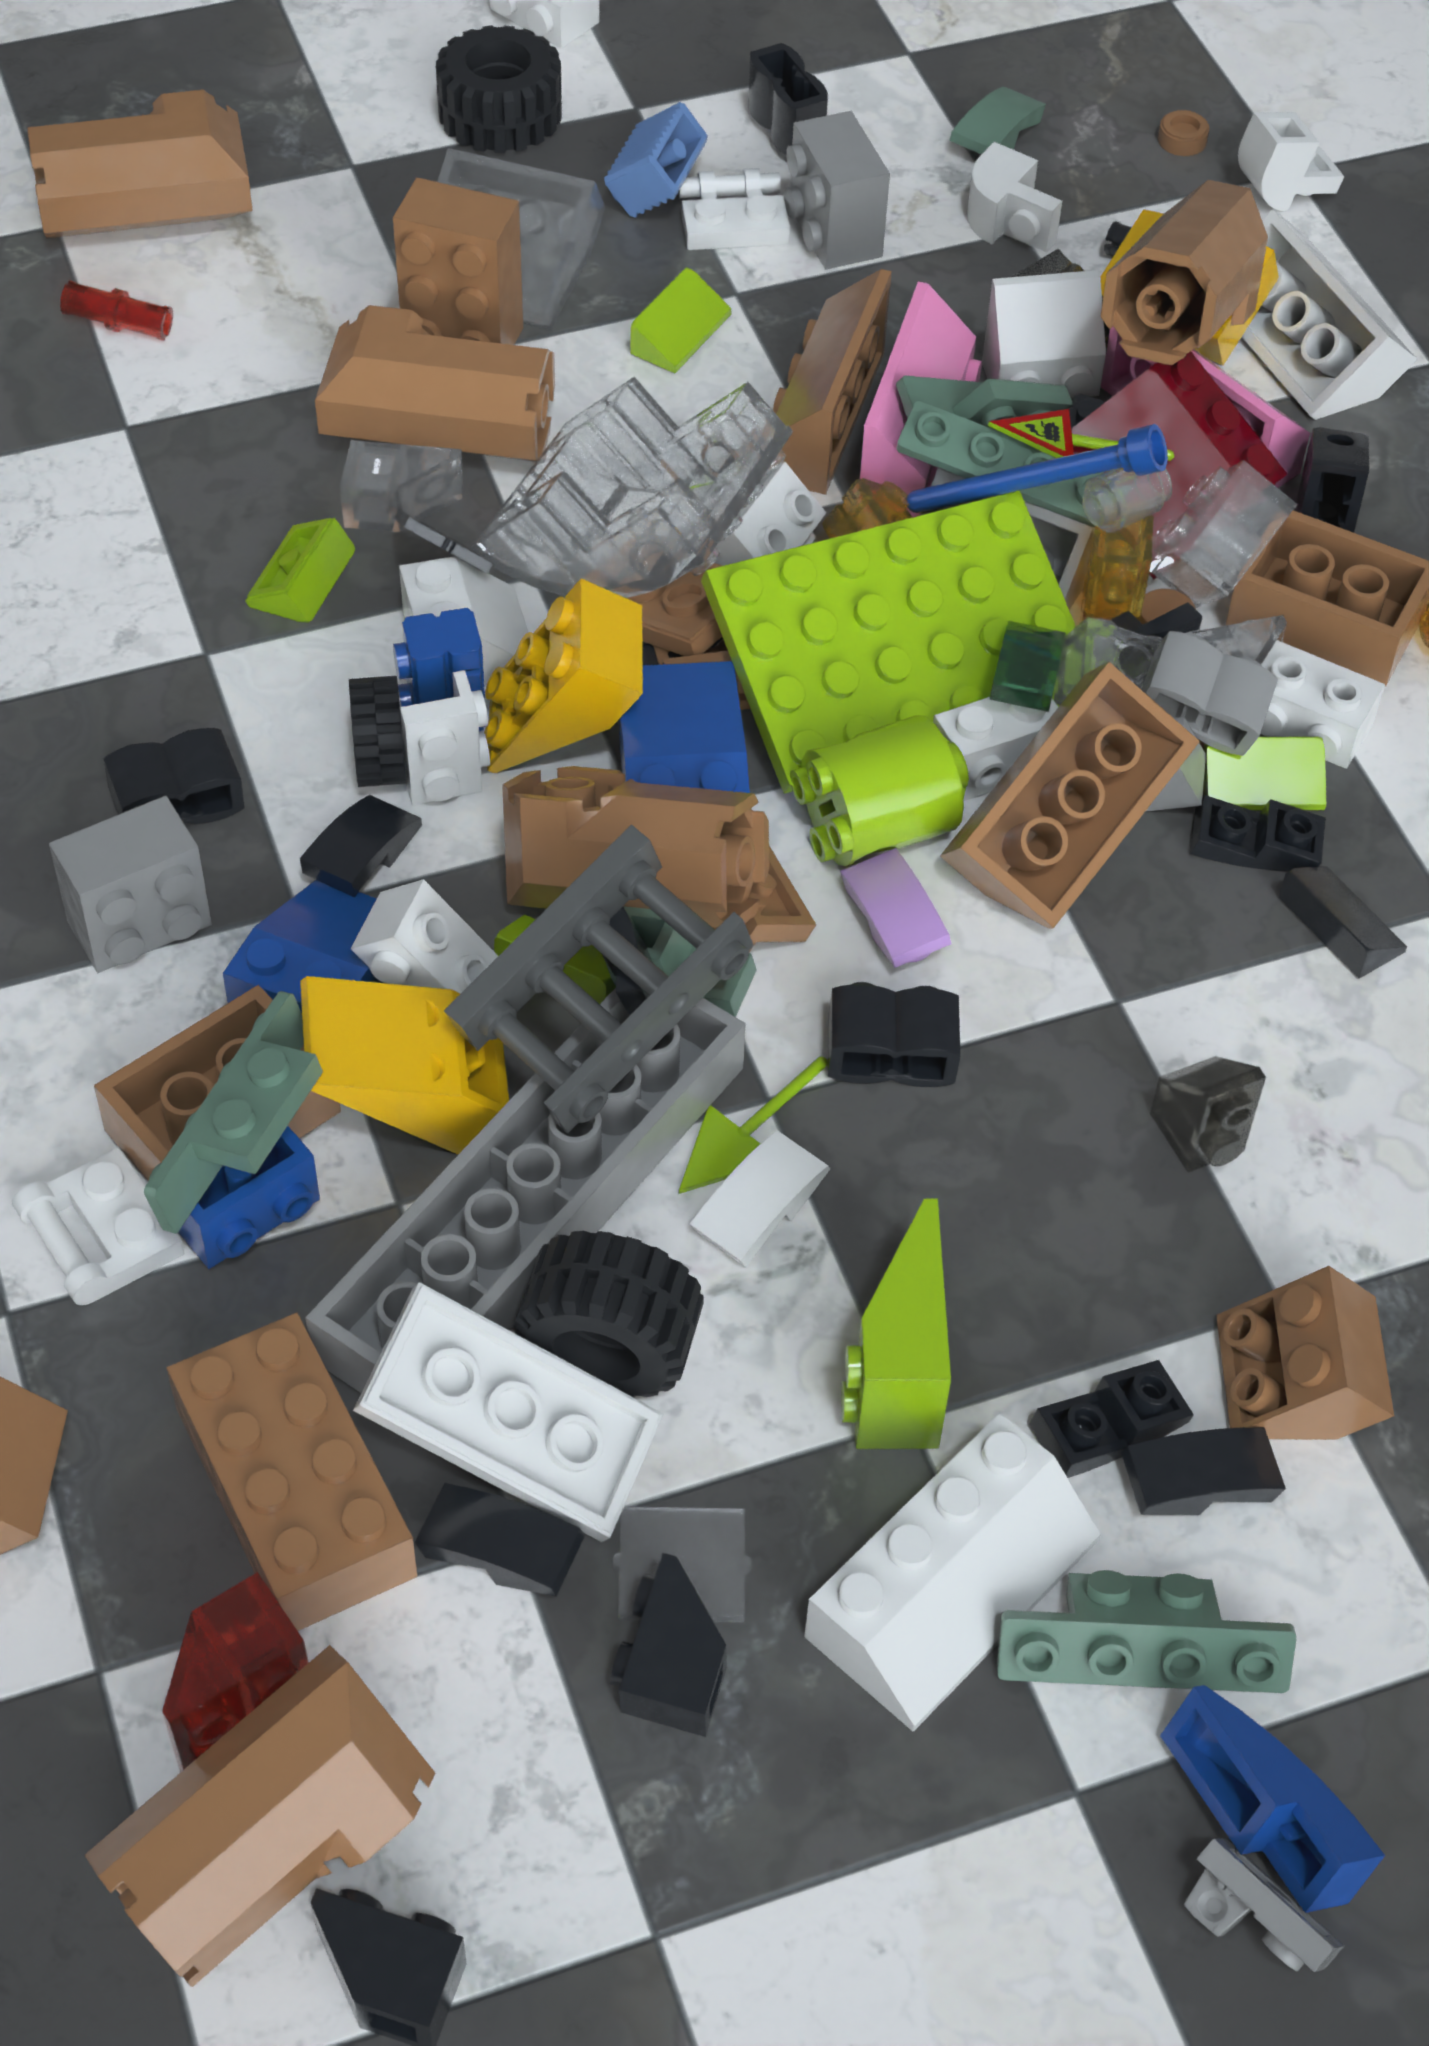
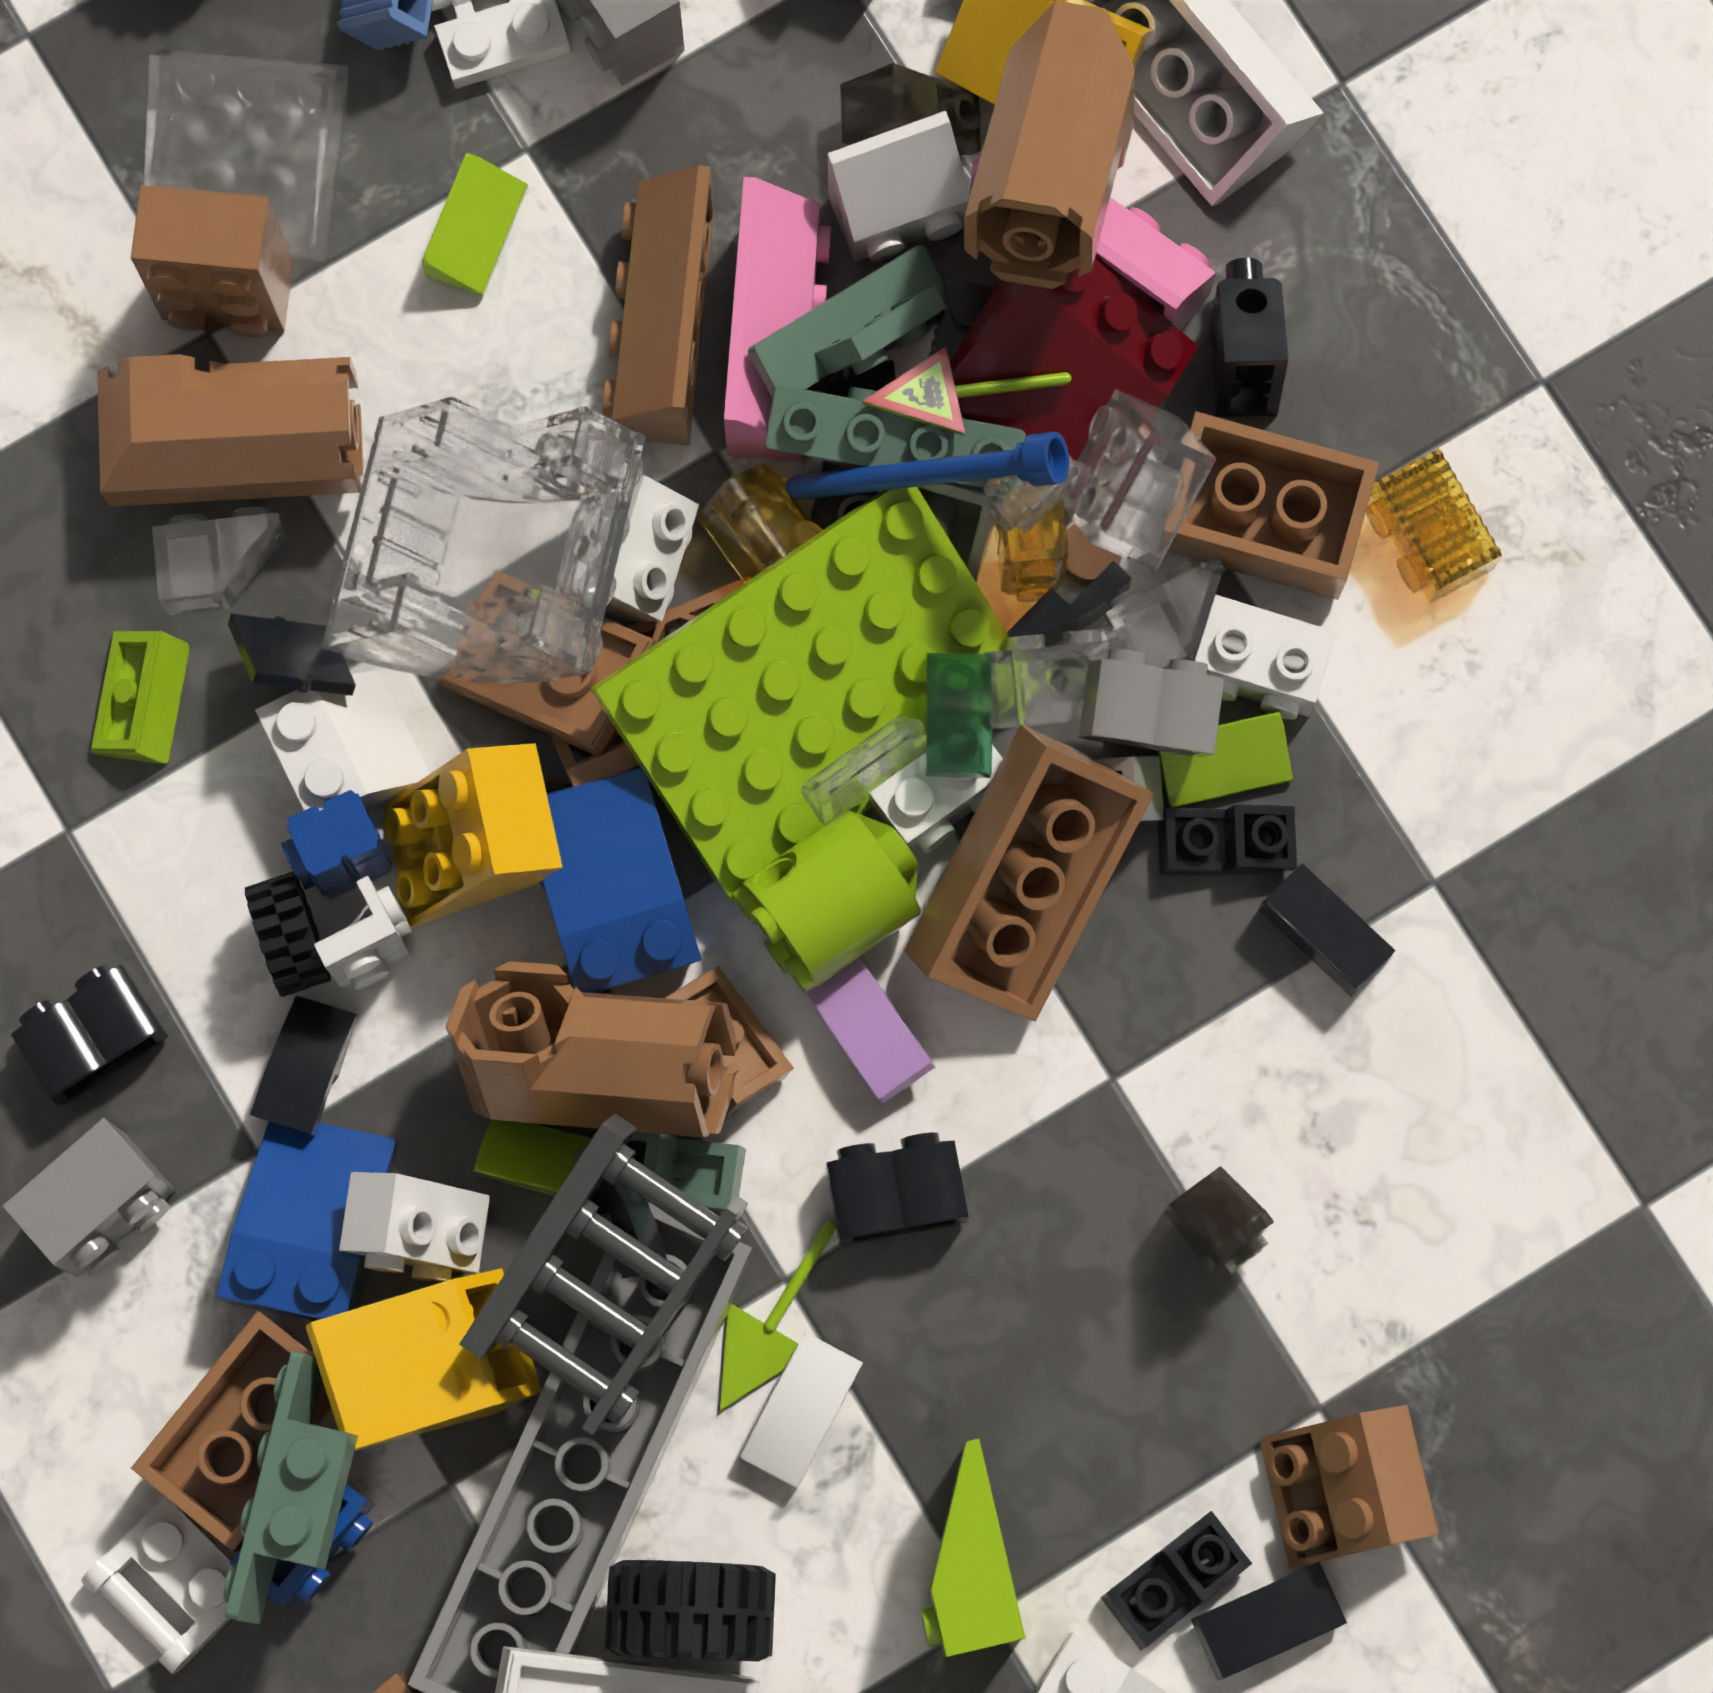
camera: 10 degrees left, 25 degrees up
(936, 687) = (864, 767): none -> clear slope

